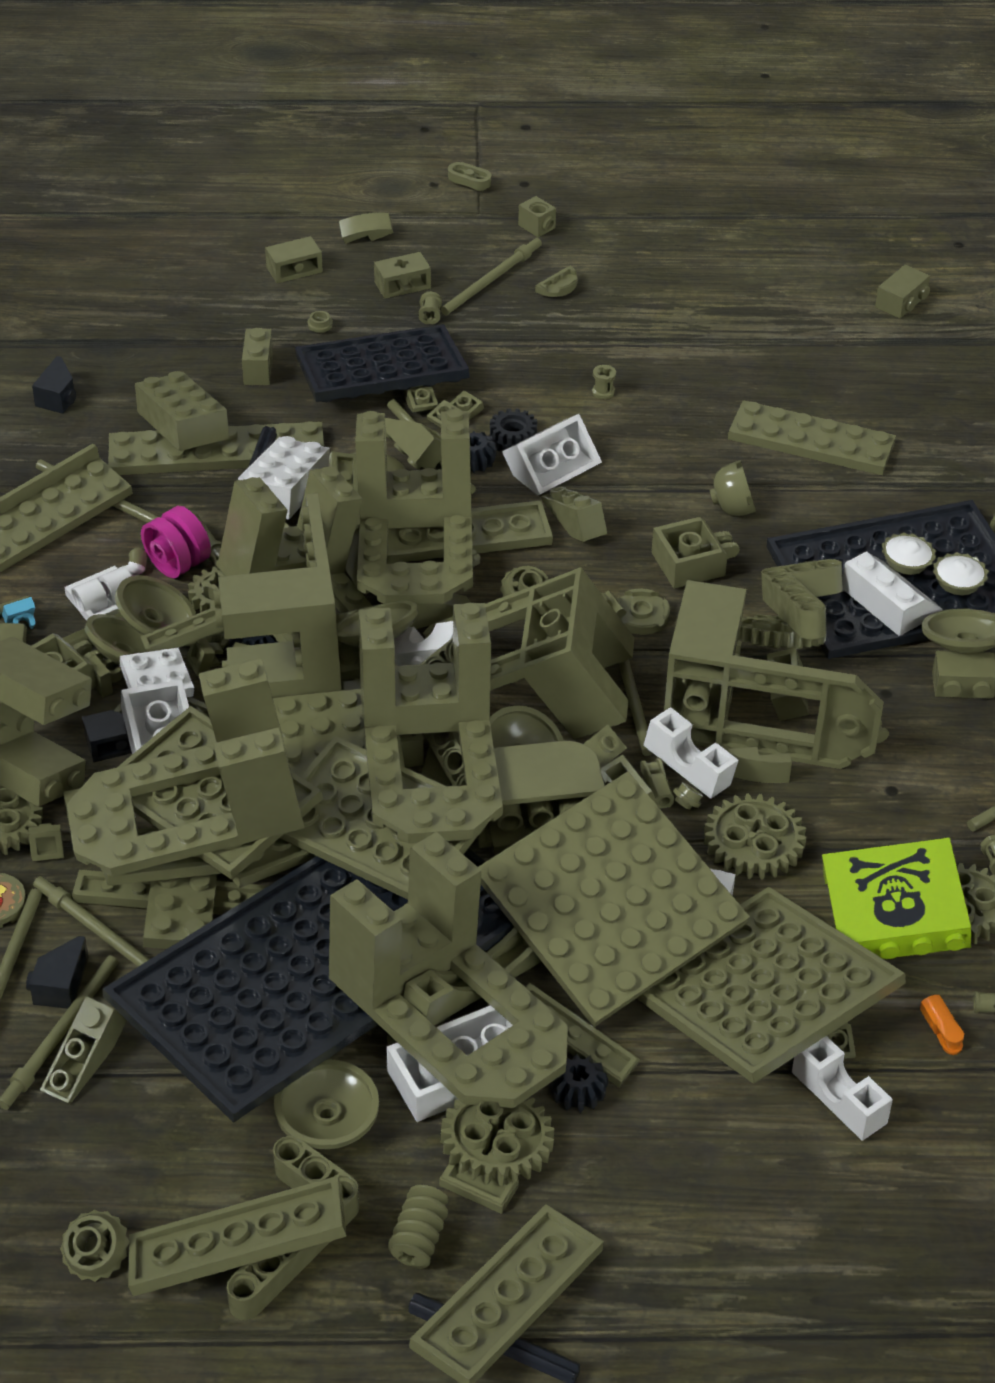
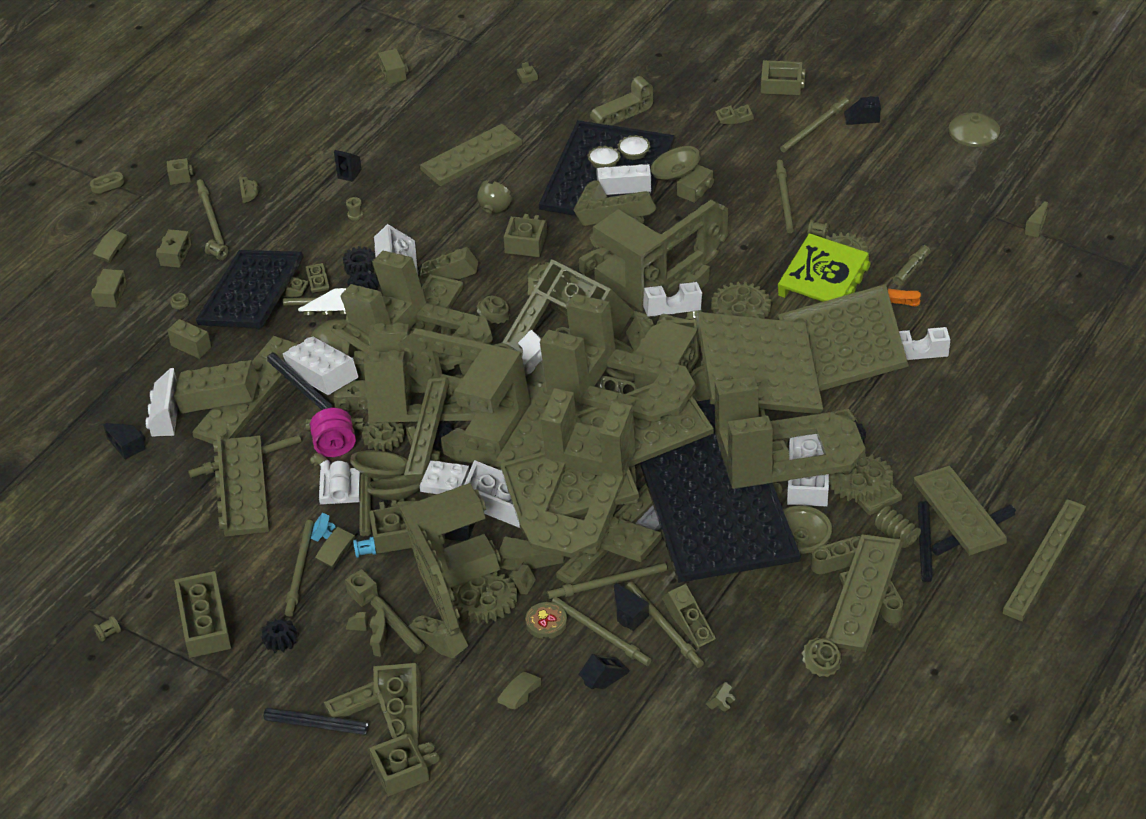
camera: 55 degrees left, 0 degrees up
(115, 393) = (163, 406): none -> white slope
(421, 1281) = (925, 541): none -> black axle
(674, 337) = (347, 165): none -> black slope

